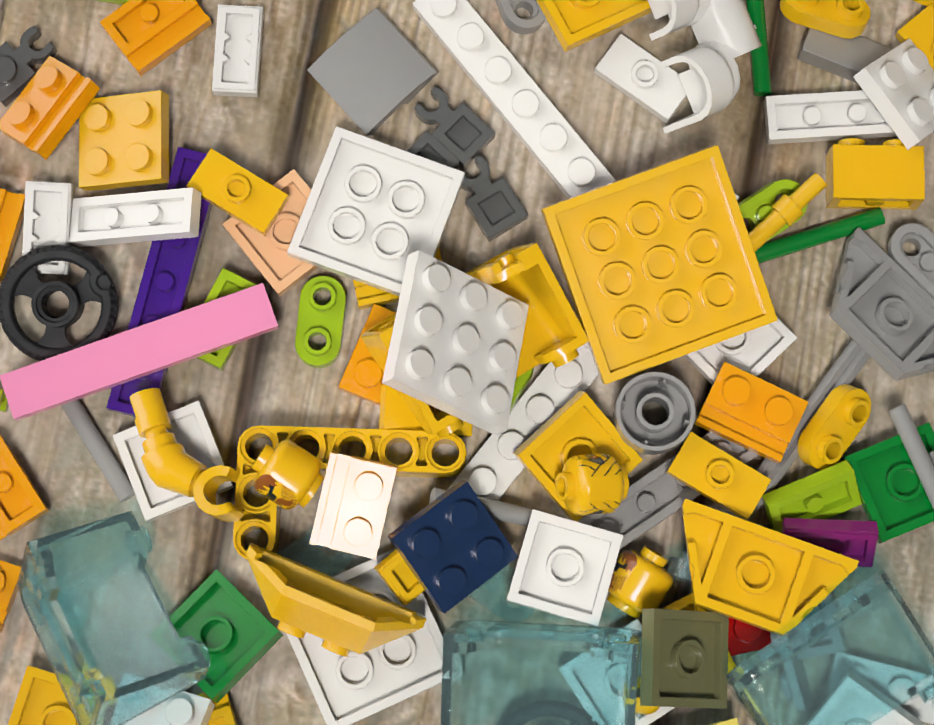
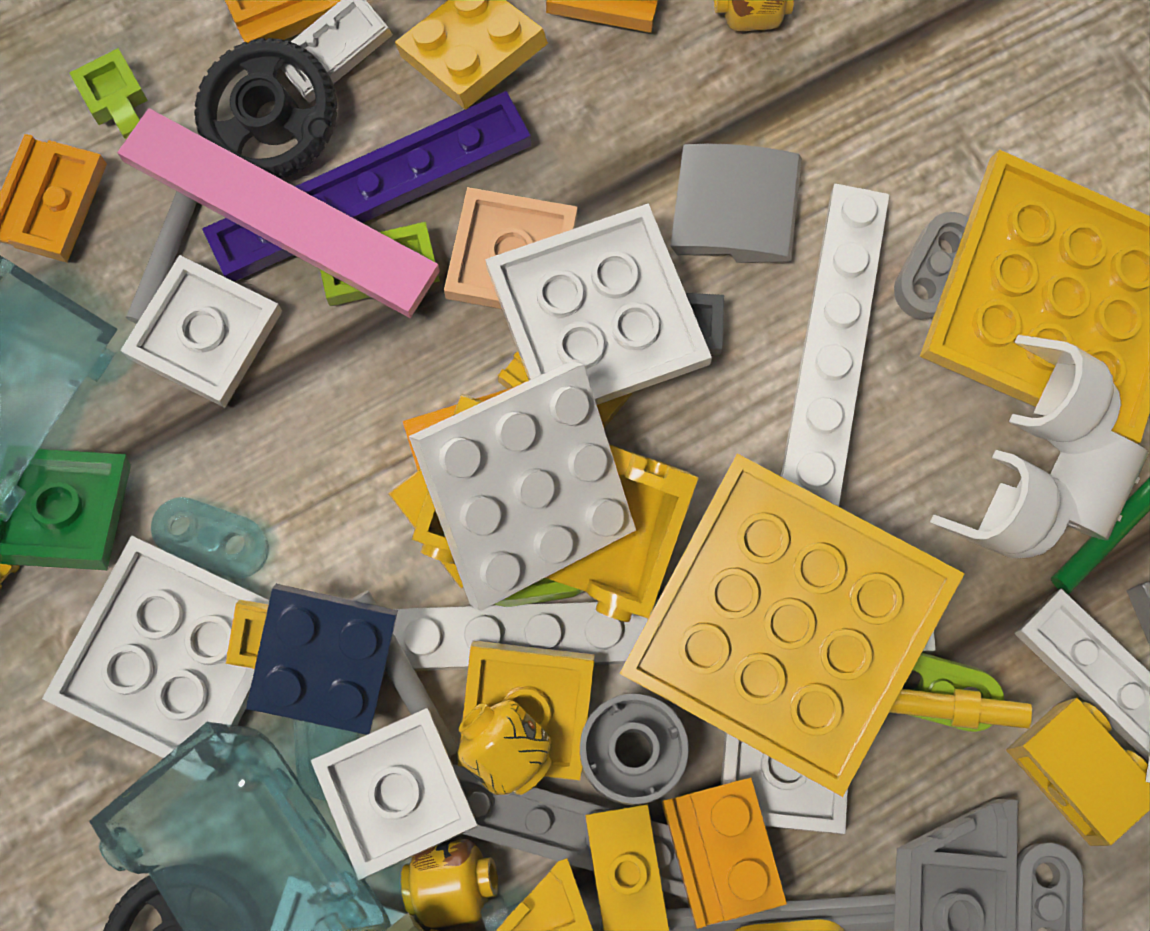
camera: 50 degrees right, 5 degrees down
(135, 217) = (405, 106): white plate -> none
(173, 467) = (185, 326): yellow piece -> none
(238, 51) = (645, 71): white plate -> none
(238, 192) = (508, 173): yellow plate -> none
(287, 474) = (259, 435): yellow head -> none
(320, 320) = (457, 356): lime plate -> none
(327, 606) = (159, 584): yellow wedge -> none
(332, 439) = (323, 469): yellow beam -> none
(353, 504) = (288, 527): plate -> none
(457, 131) = (750, 325): dark grey plate -> none
(493, 205) = (709, 417): dark grey plate -> none
(642, 78) = (963, 455): white plate -> none
(819, 235) = (971, 766): green bar -> none

